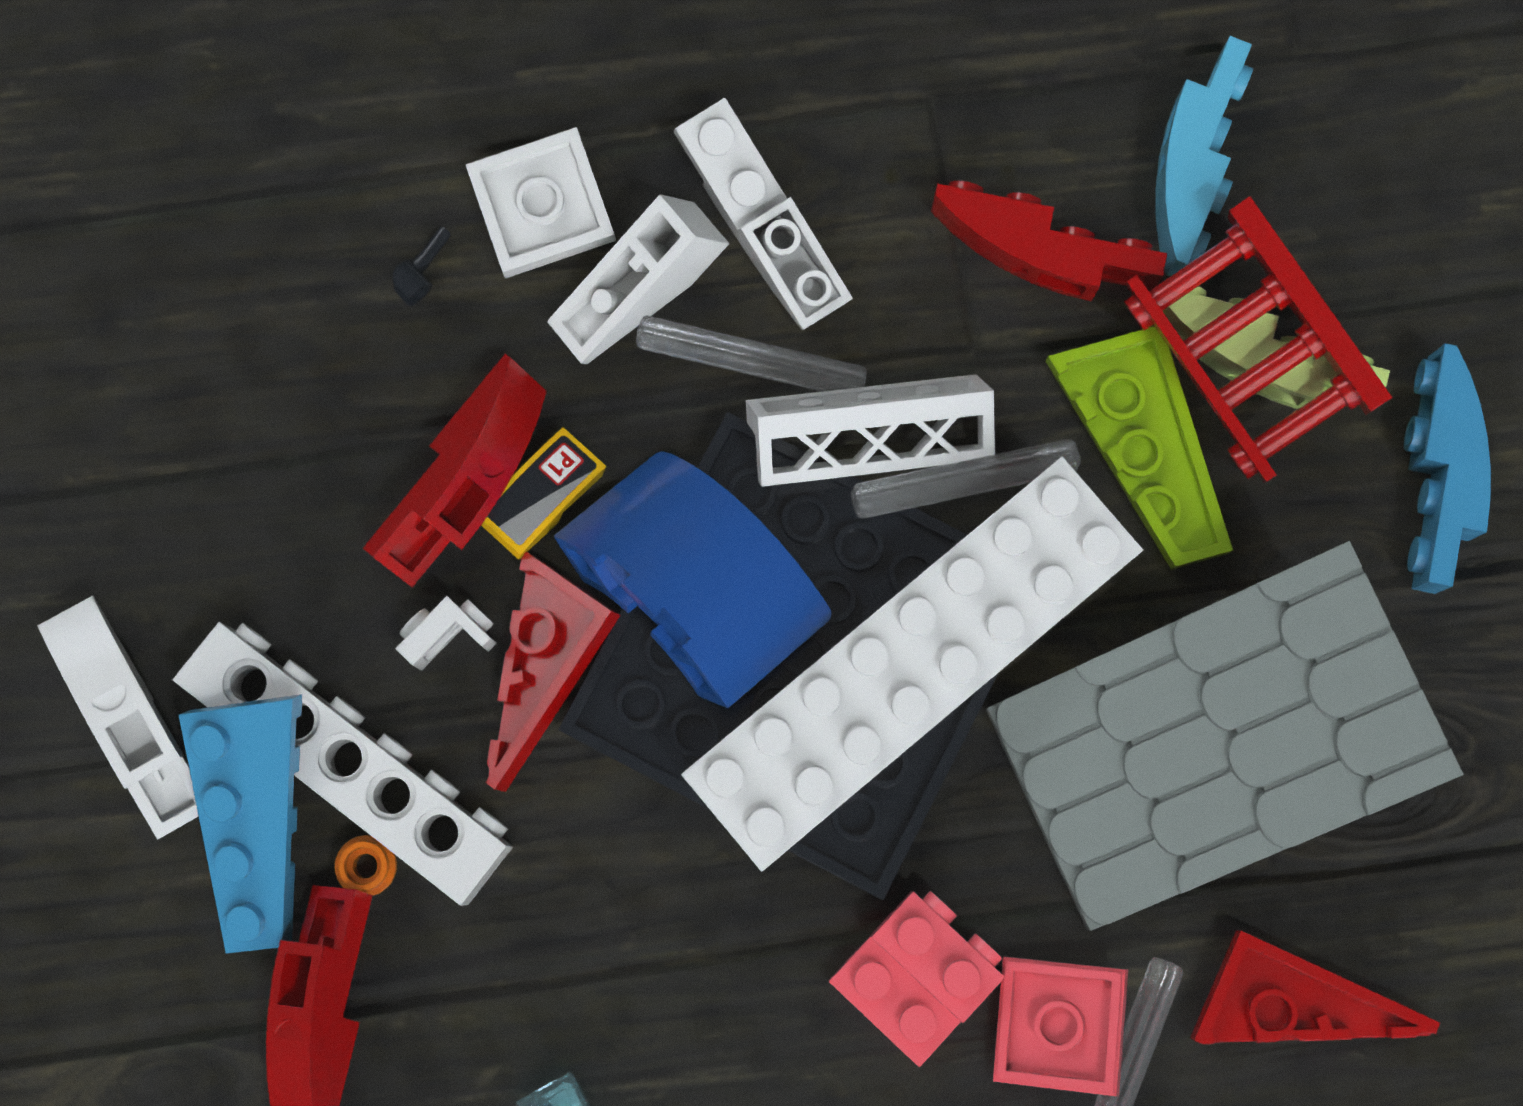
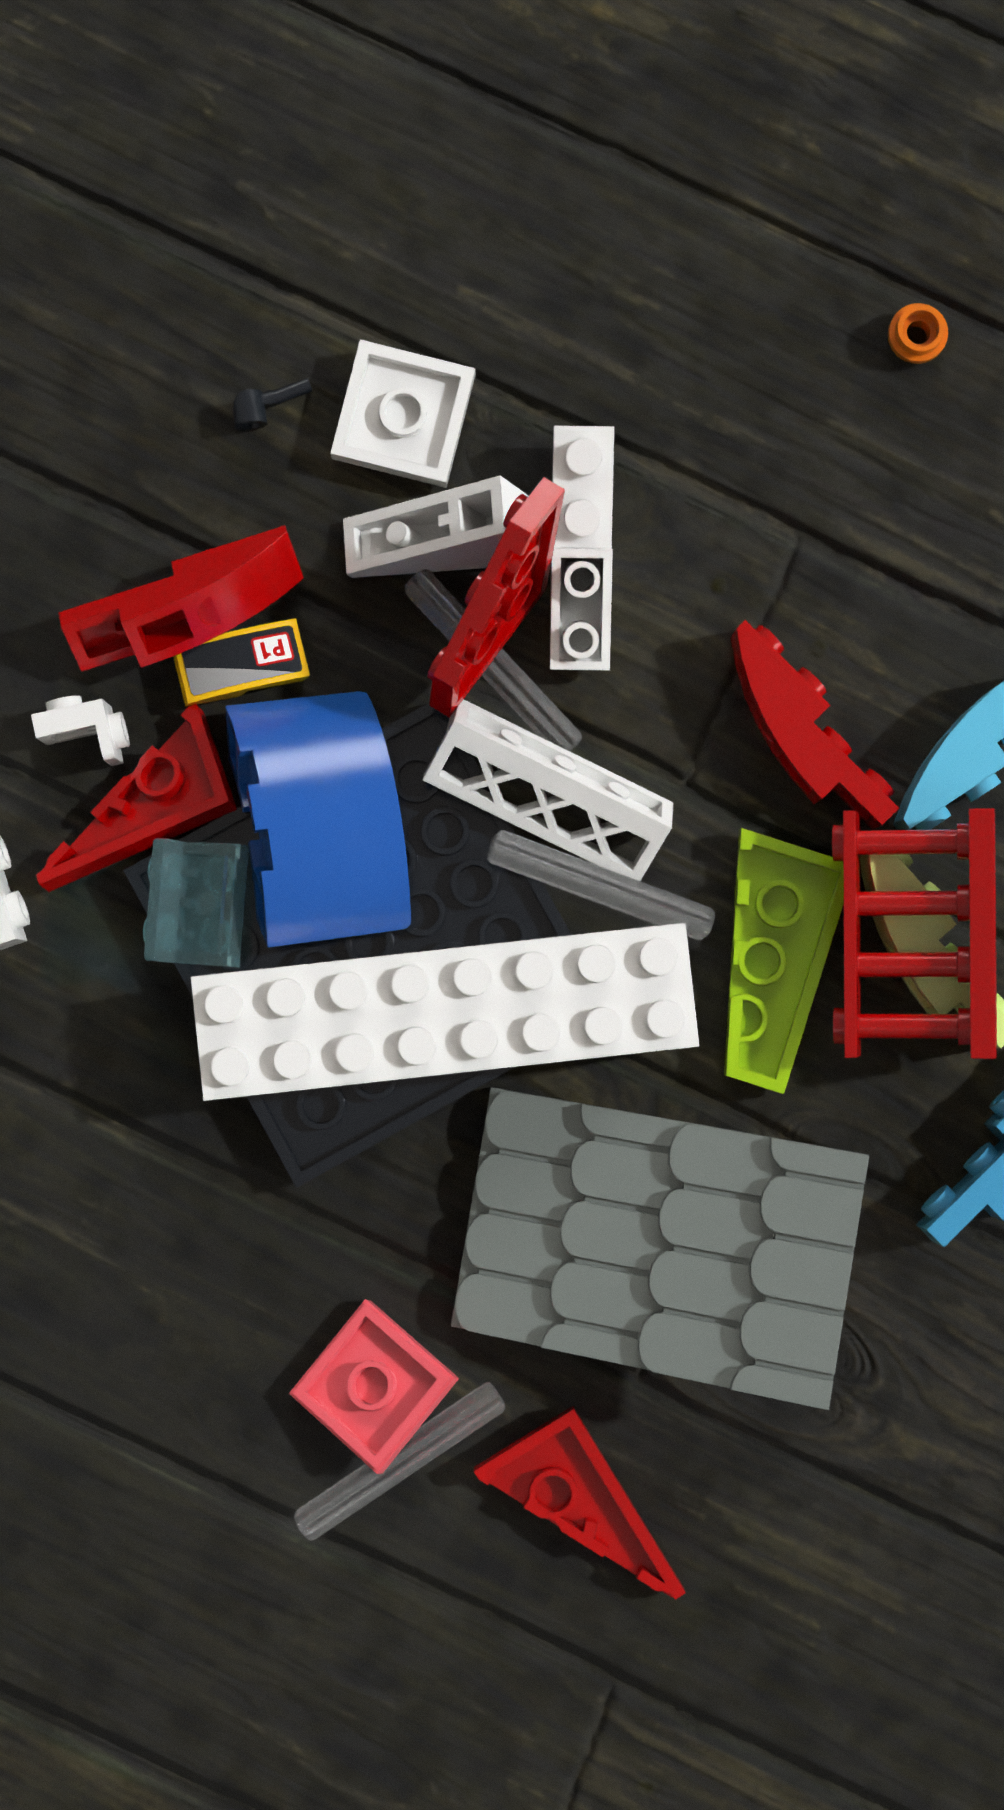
camera: 30 degrees right, 5 degrees up
(641, 713) = (195, 903): none -> clear light blue bracket
(726, 290) = (499, 595): none -> red plate
(918, 976) = (285, 1268): coral plate -> none

